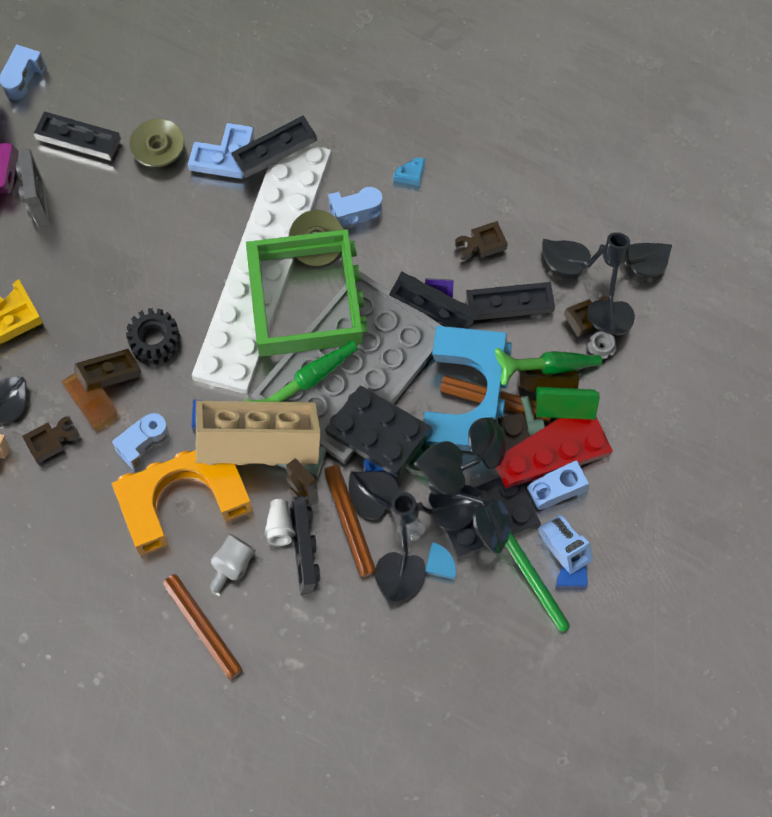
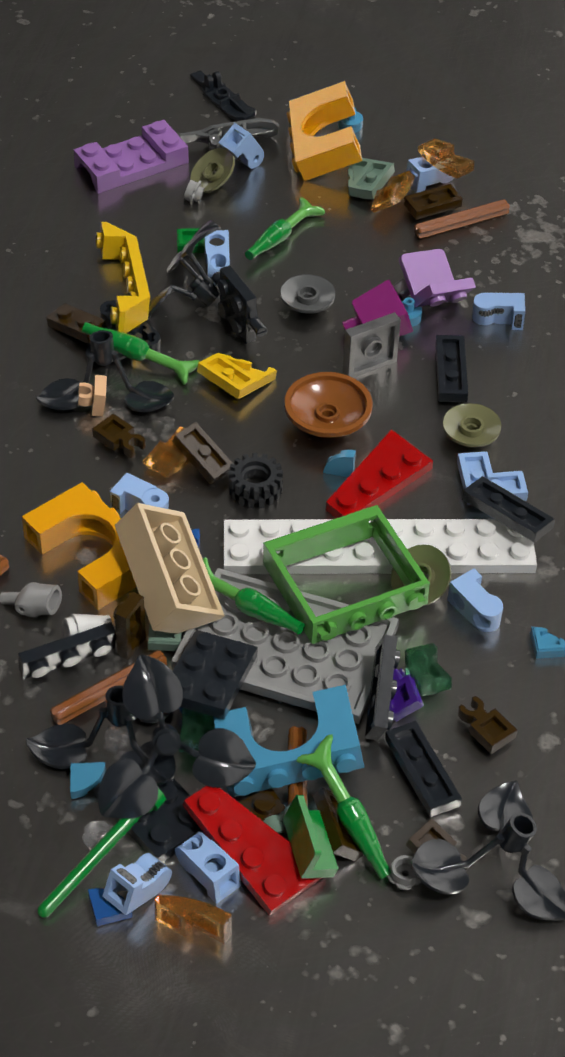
camera: 70 degrees right, 20 degrees down
(89, 234) = (328, 404): none -> dark orange dish
(162, 260) = (341, 464): none -> dark azure tile
(184, 236) = (379, 476): none -> red wing
(419, 265) = (423, 667): none -> clear green bracket
(500, 571) = (92, 829): none -> clear plate
(604, 514) = (185, 913): none -> clear orange slope

